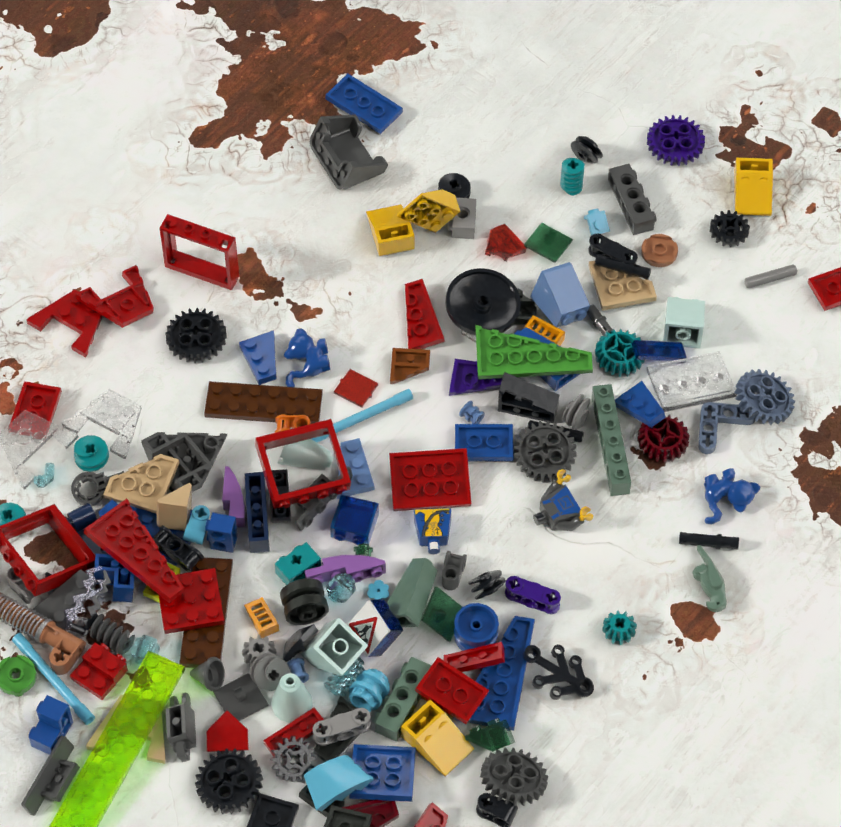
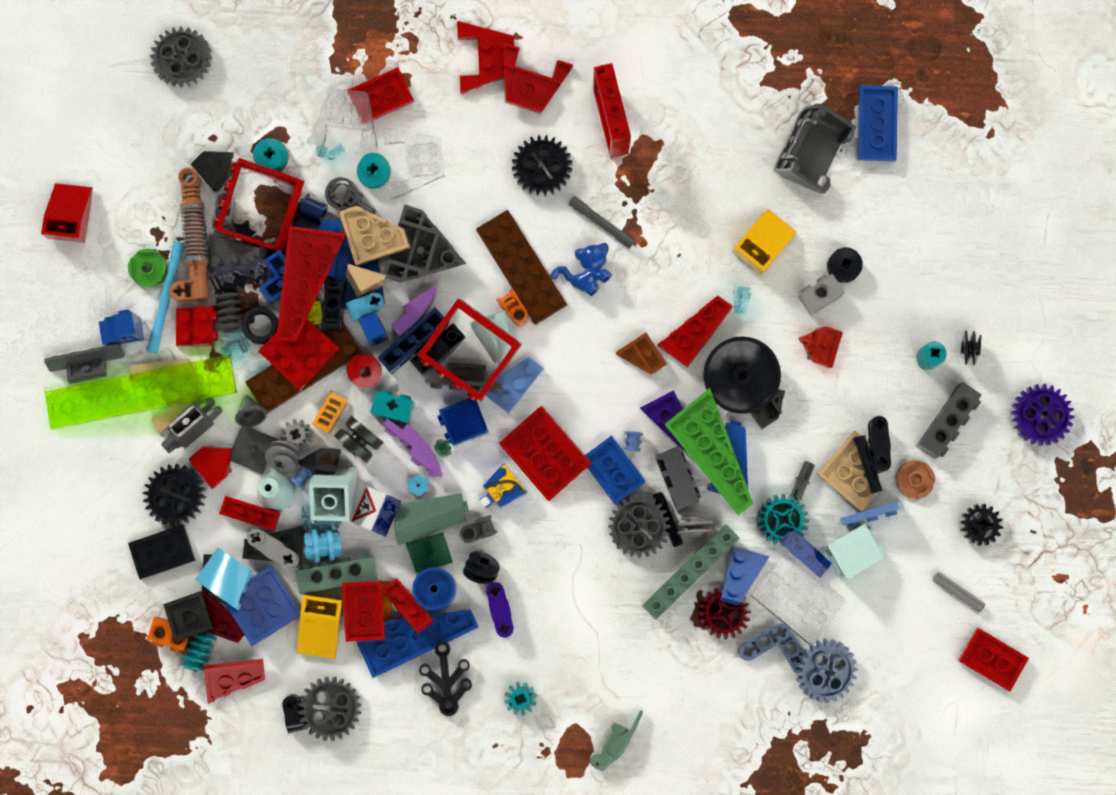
camera: 55 degrees right, 25 degrees up
(139, 606) = (248, 317): none -> black tyre
(249, 565) = (362, 361): none -> red piece
(261, 356) = (560, 232): blue wing -> none
(286, 764) = (224, 529): gear -> none
(299, 320) = (619, 235): none -> dark grey piece
(341, 588) = (394, 457): clear light blue head -> none
(356, 388) = (591, 329): clear red piece -> none
(396, 400) = (601, 370): medium azure piece -> none
(420, 270) = (741, 299): none -> clear light blue cone
(431, 210) = (800, 267): yellow slope -> none
(492, 737) = (351, 667): clear green slope -> none
(548, 242) = (851, 381): clear green piece -> none
(548, 328) = (754, 460): light orange slope -> none
(560, 295) = (797, 435): medium blue slope -> none
(560, 508) = (594, 576): torso -> none
(597, 221) = (903, 407): medium azure bracket -> none
(664, 289) = (871, 515): none -> medium blue wing
(709, 540) = (654, 715): black pin -> none
(739, 493) = (716, 711): blue animal -> none
(753, 186) = (1040, 516): yellow slope -> none

